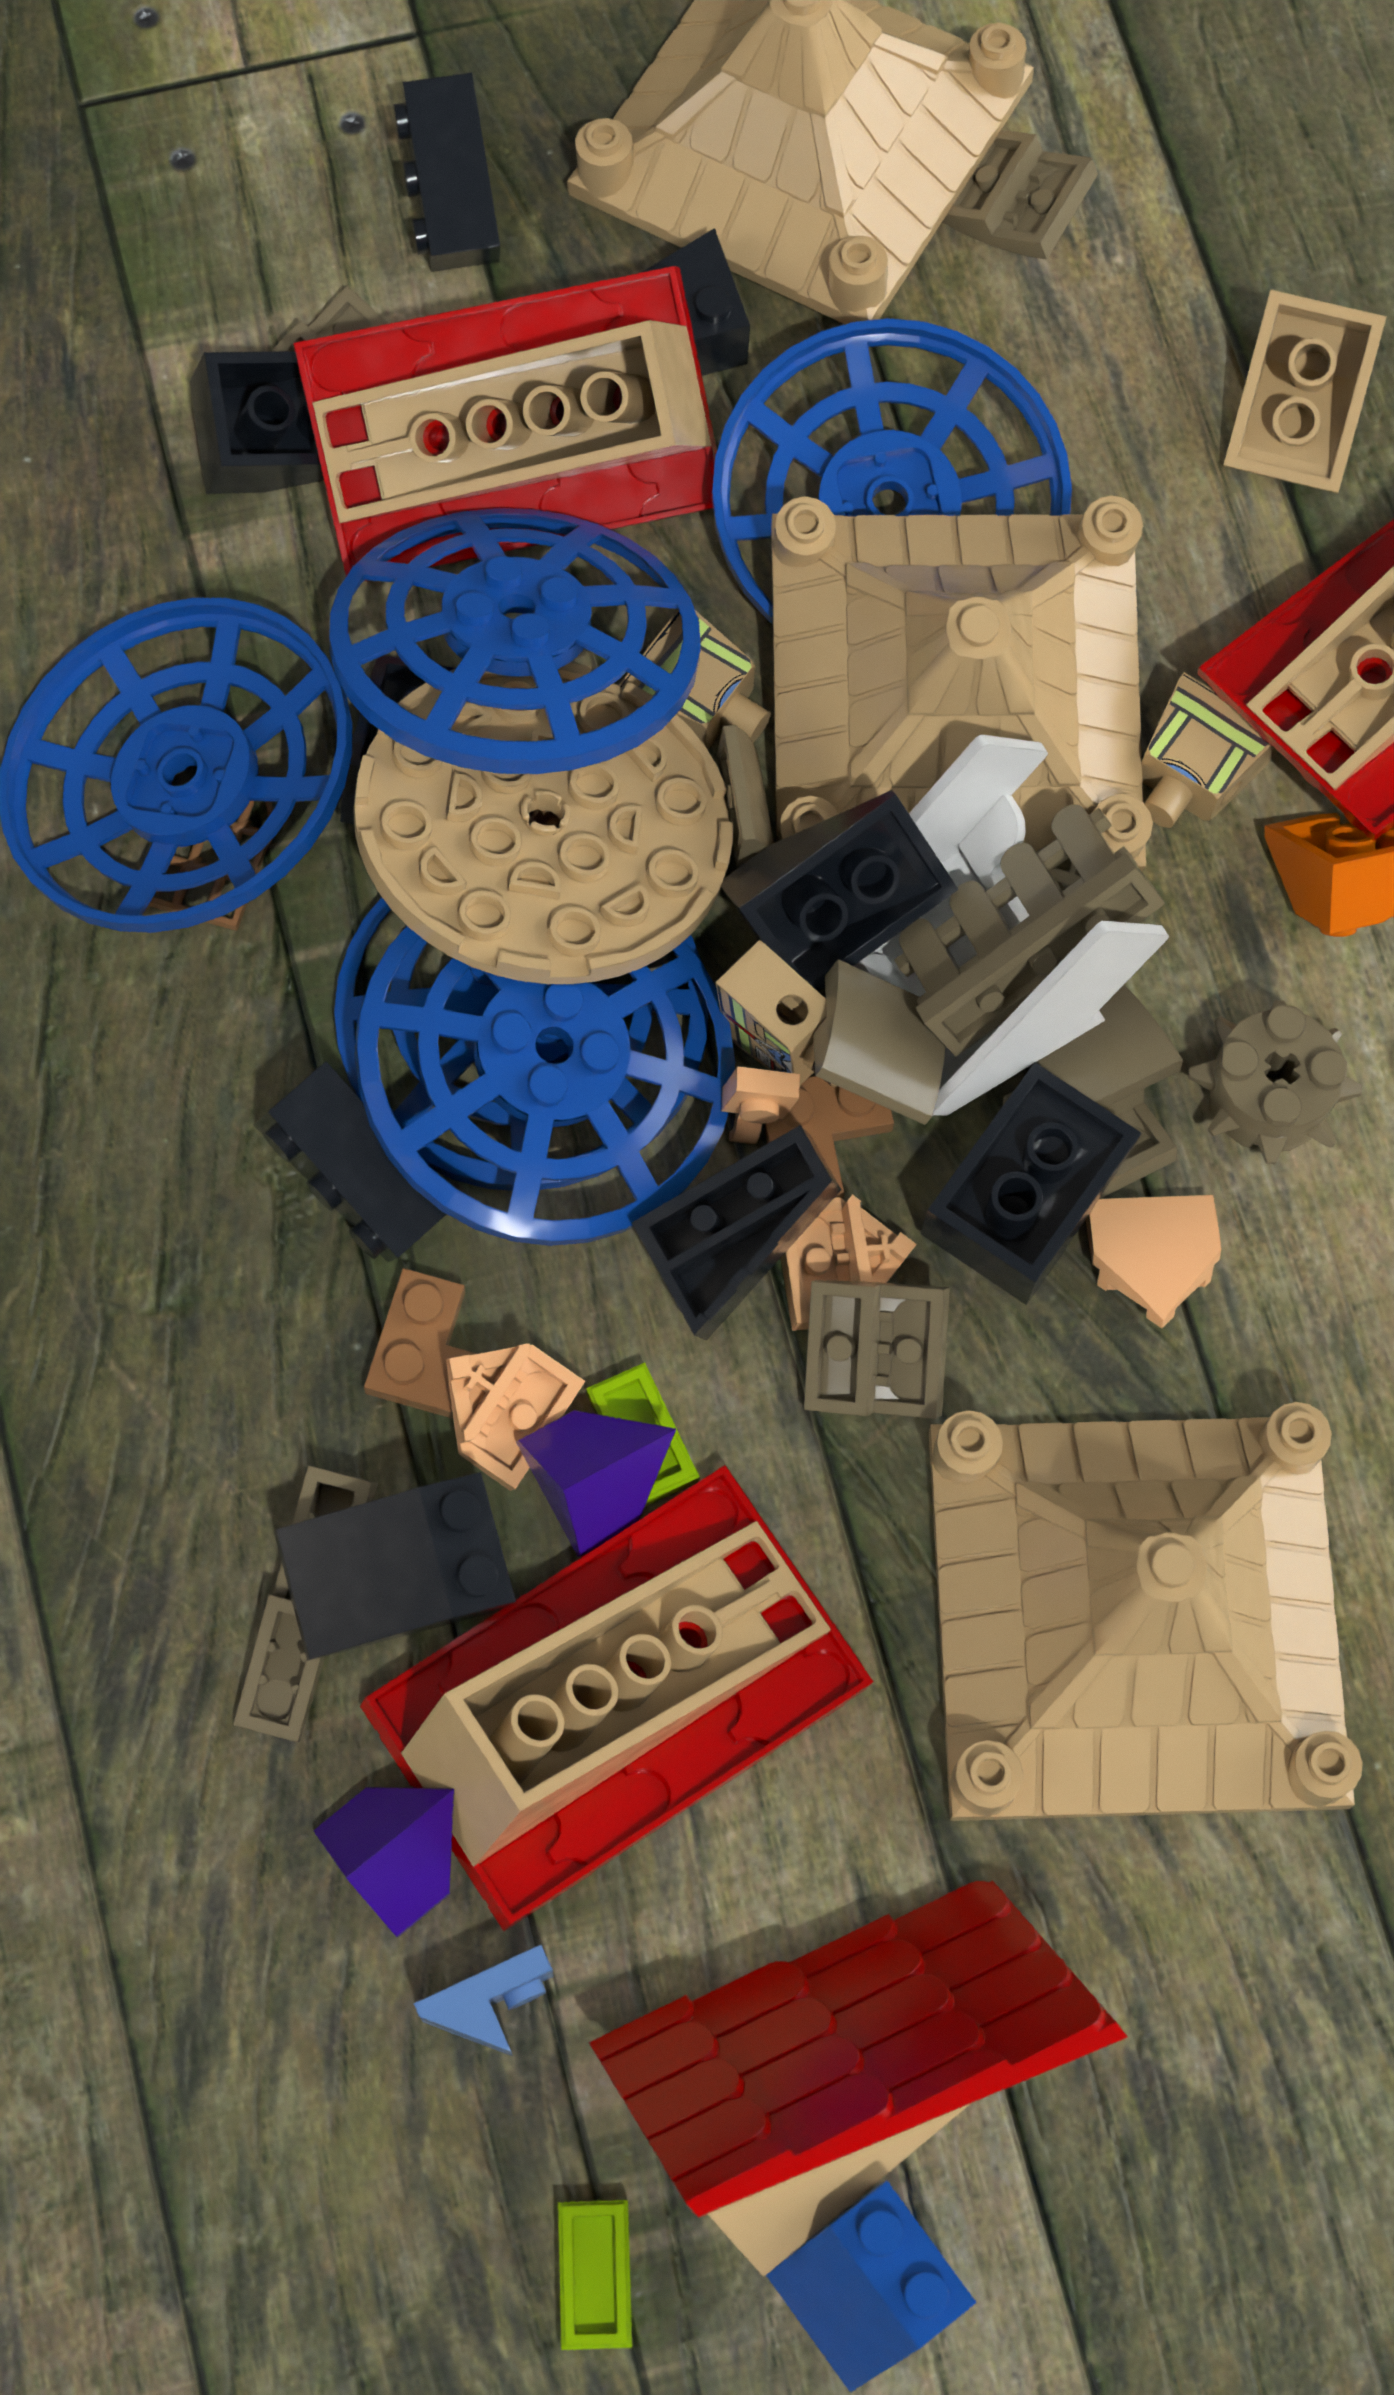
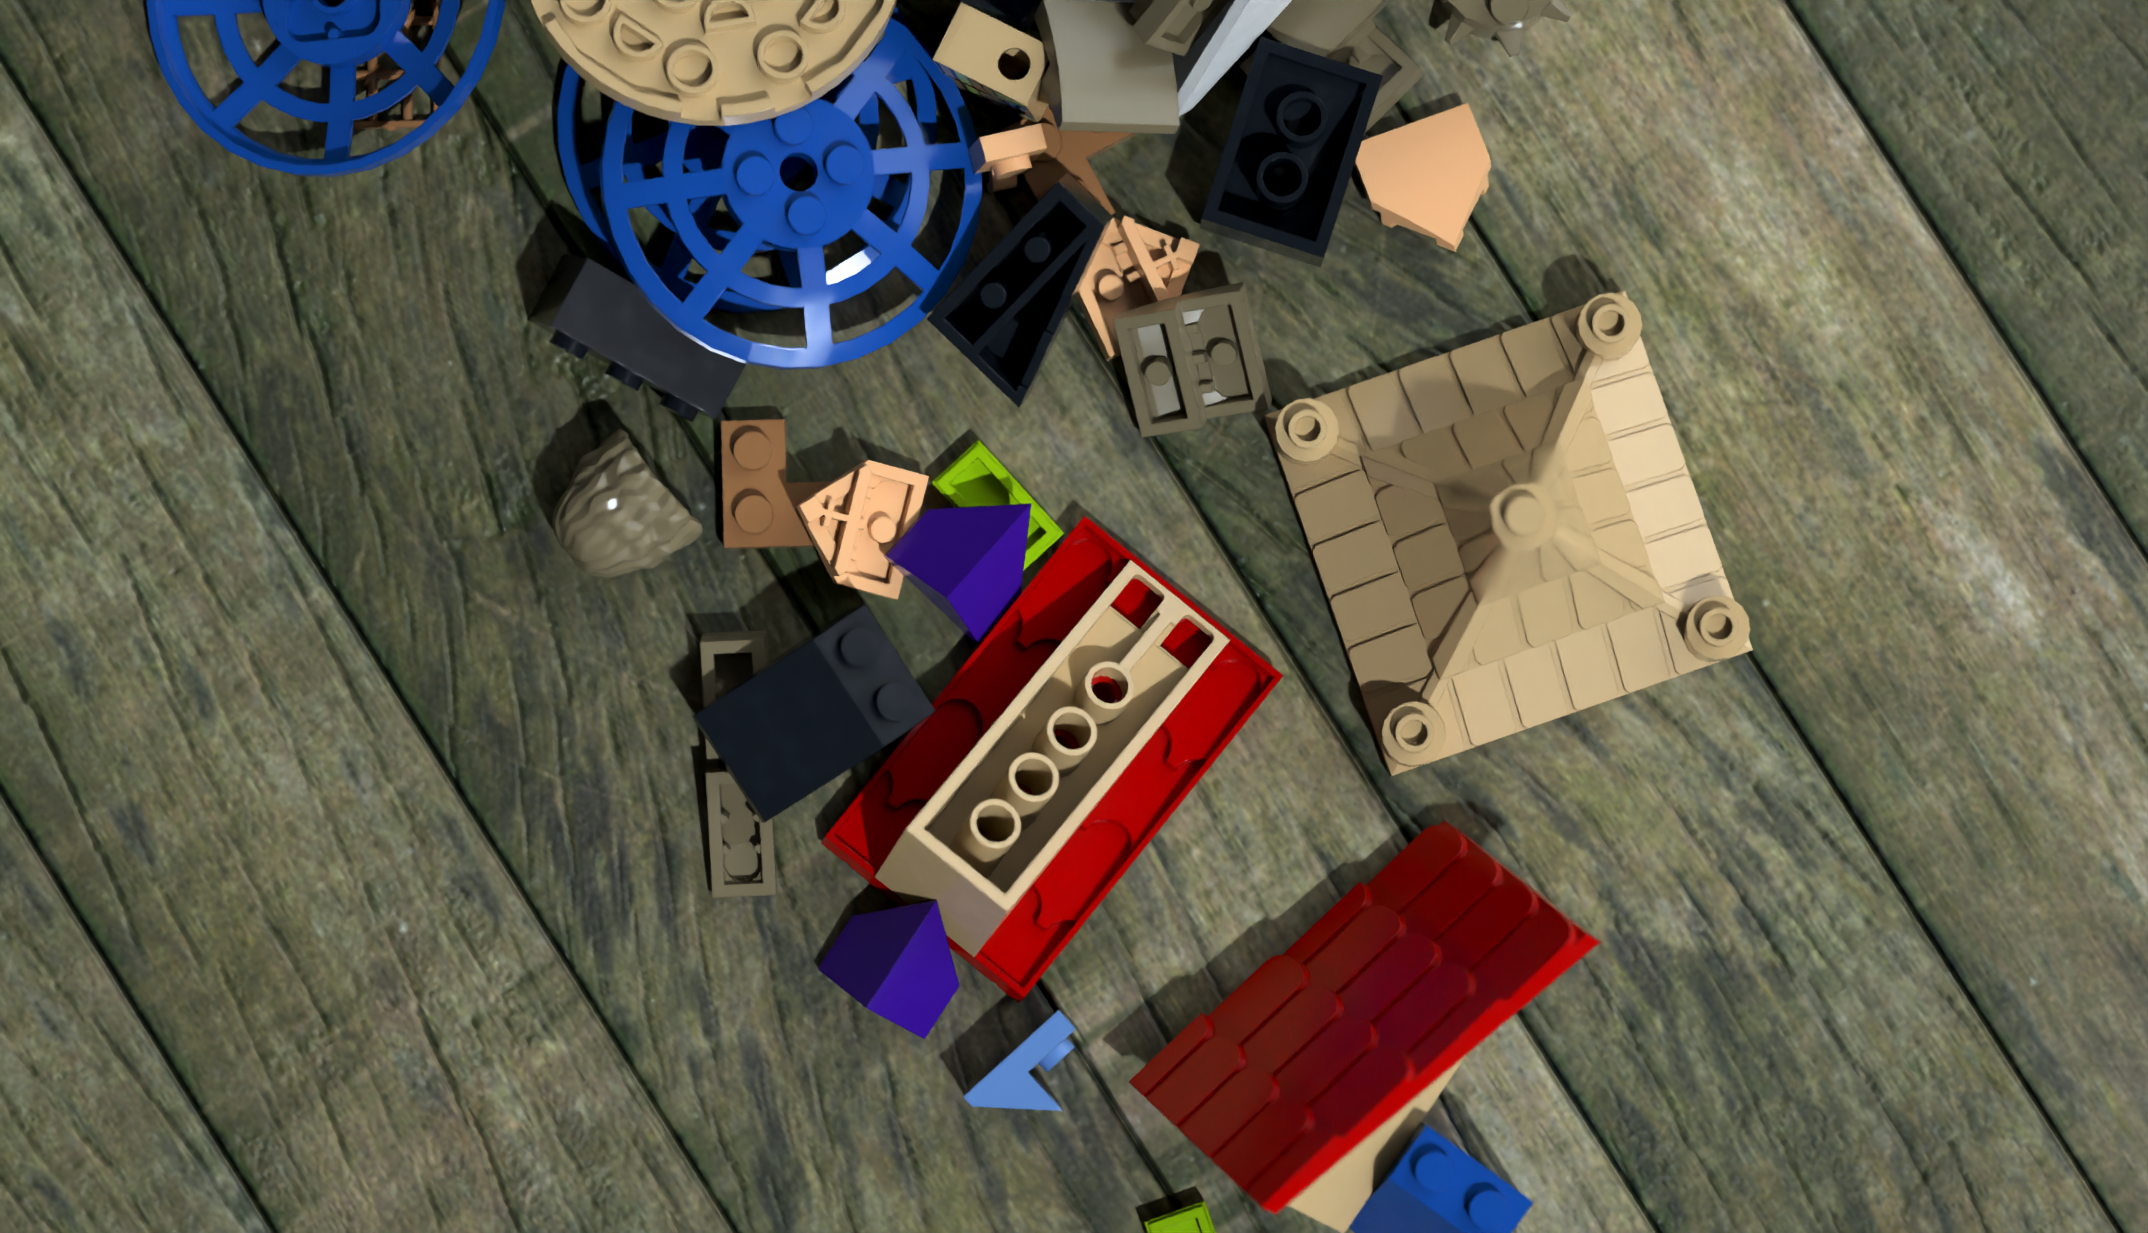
camera: 10 degrees left, 15 degrees up
(274, 1321) = (619, 513): none -> dark tan hair

